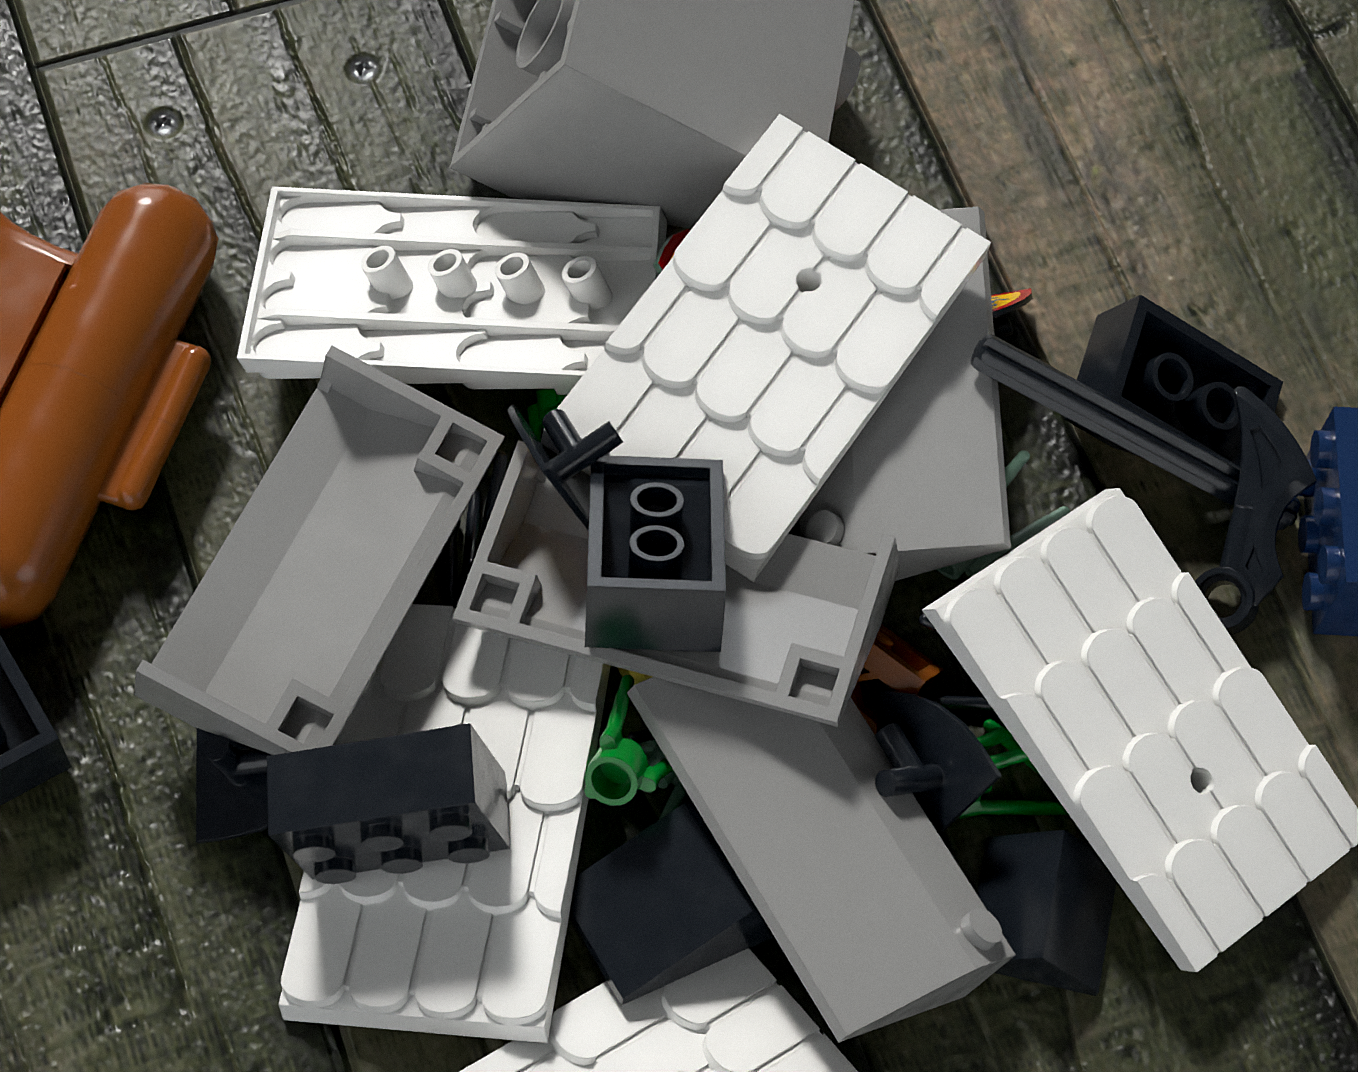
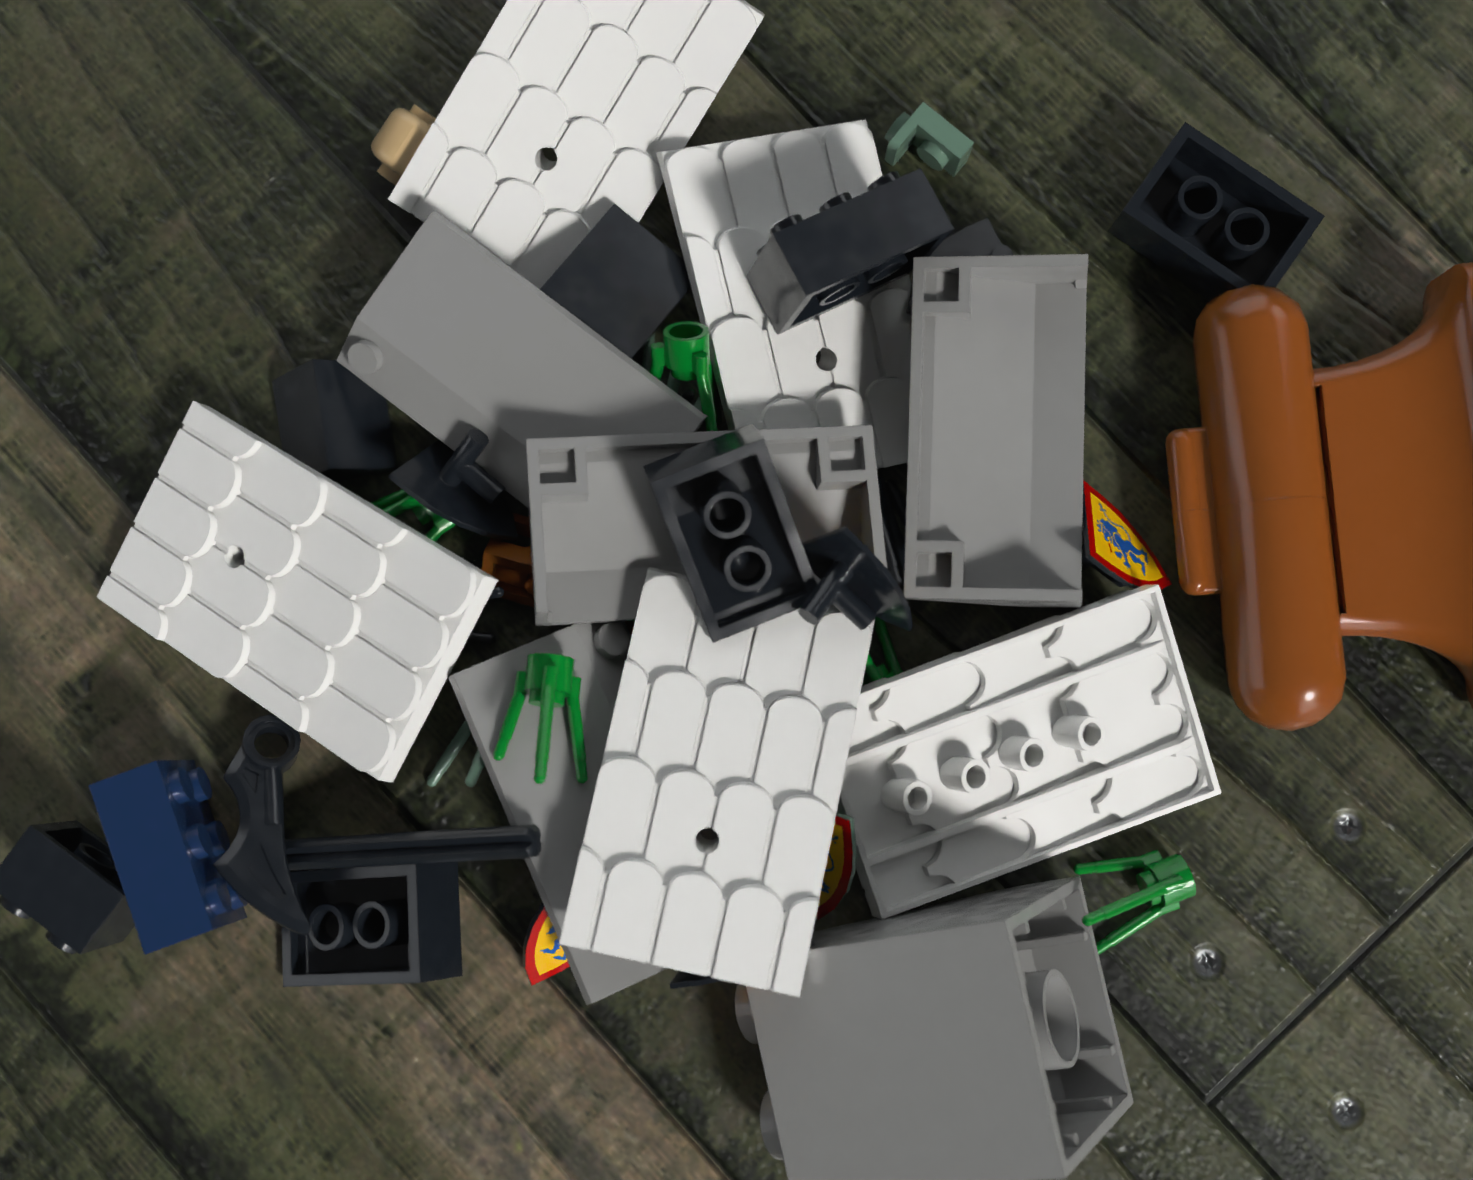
camera: 160 degrees right, 20 degrees up
(214, 931) = (936, 140): none -> sand green bracket
(248, 428) = (1116, 546): none -> shield
(373, 134) = (1160, 885): none -> green plant
(906, 489) = (548, 683): none -> green plant

